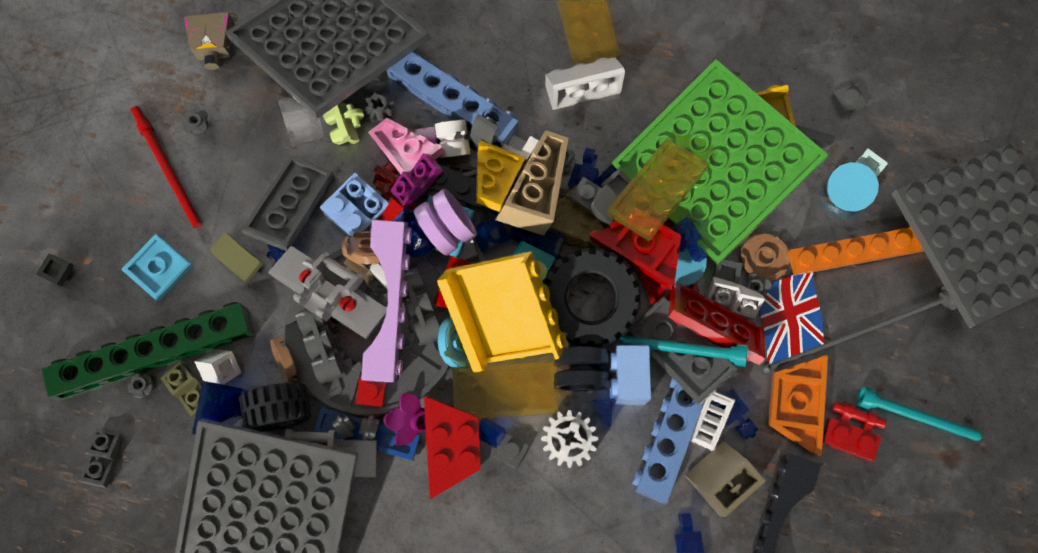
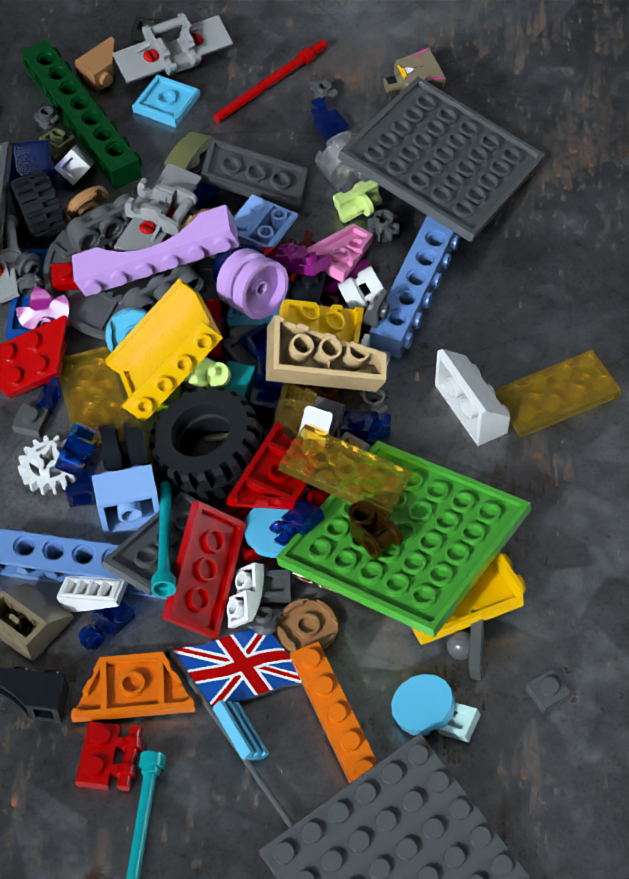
camera: 75 degrees right, 20 degrees down
(92, 323) = (98, 66): none -> medium nougat slope
(104, 246) = (175, 56): none -> light grey piece
(237, 126) = (327, 122): none -> clear blue plate
(569, 411) = (77, 450): none -> clear blue slope
(726, 177) = (372, 528): none -> dark brown piece
(852, 325) = (240, 730): none -> medium azure tile

